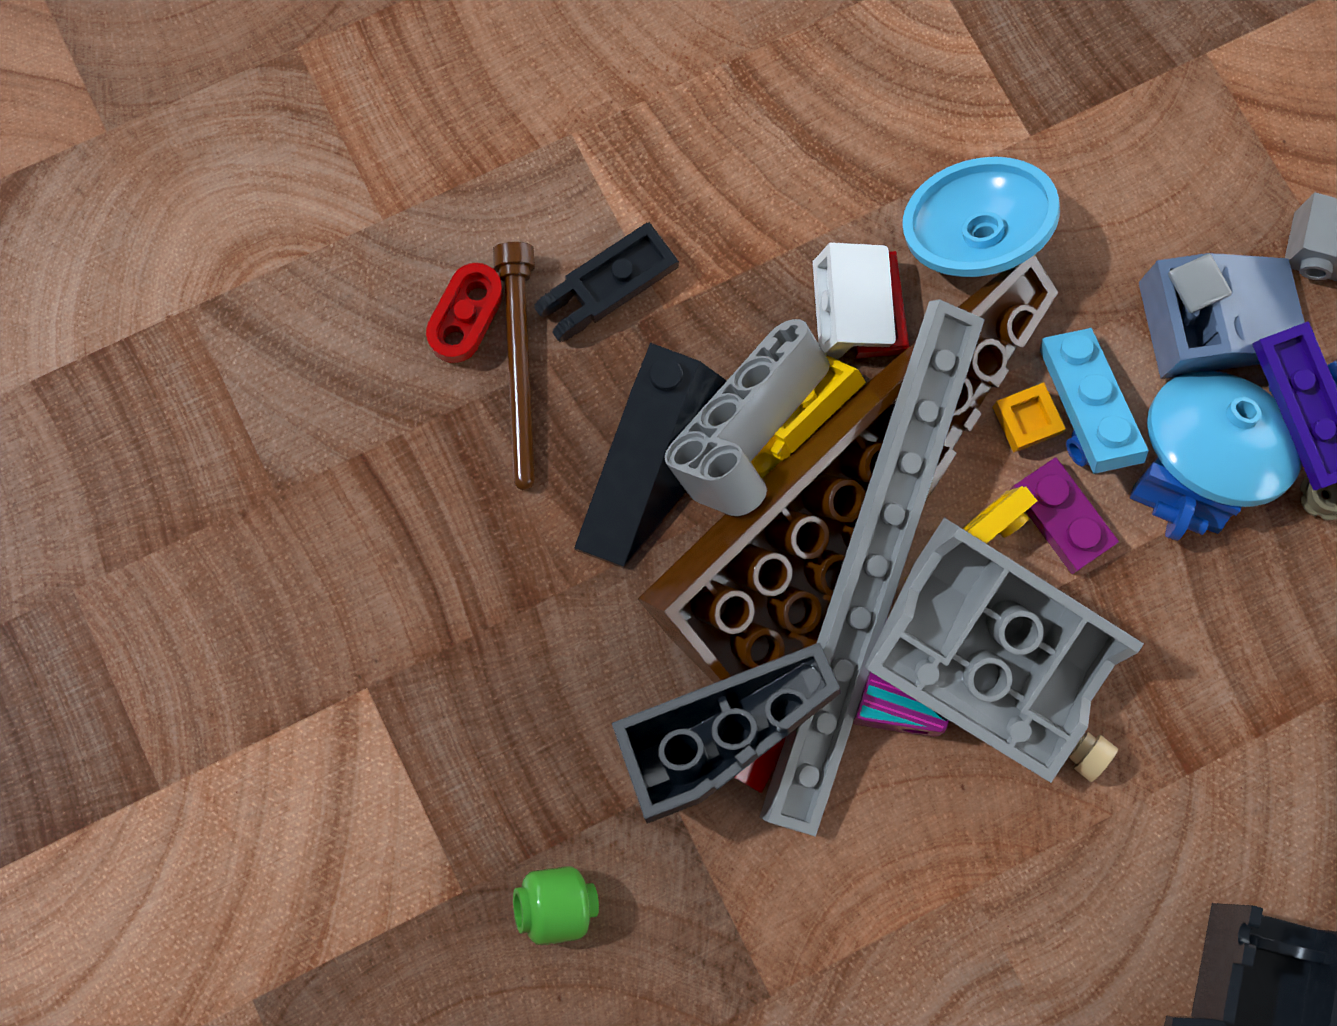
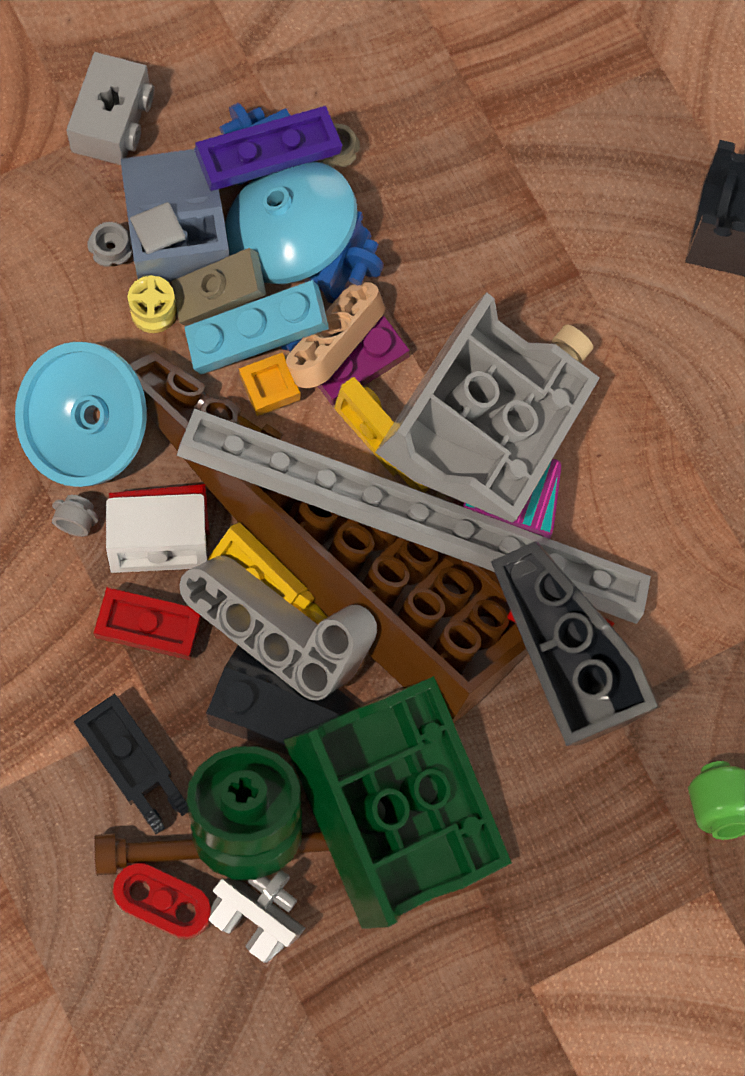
camera: 90 degrees left, 5 degrees down
(453, 406) = (275, 926): none -> hips
(545, 383) = (245, 812): none -> dark green wheel
(556, 544) = (397, 803): none -> dark green piece
(754, 293) = (147, 623): none -> red plate
(872, 220) = (74, 515): none -> light grey plate
(1113, 505) = (319, 354): none -> light nougat beam
(1124, 284) = (150, 293): none -> light yellow wheel
(1139, 360) = (219, 287): none -> dark tan plate
(1186, 237) = (110, 233): none -> light grey plate

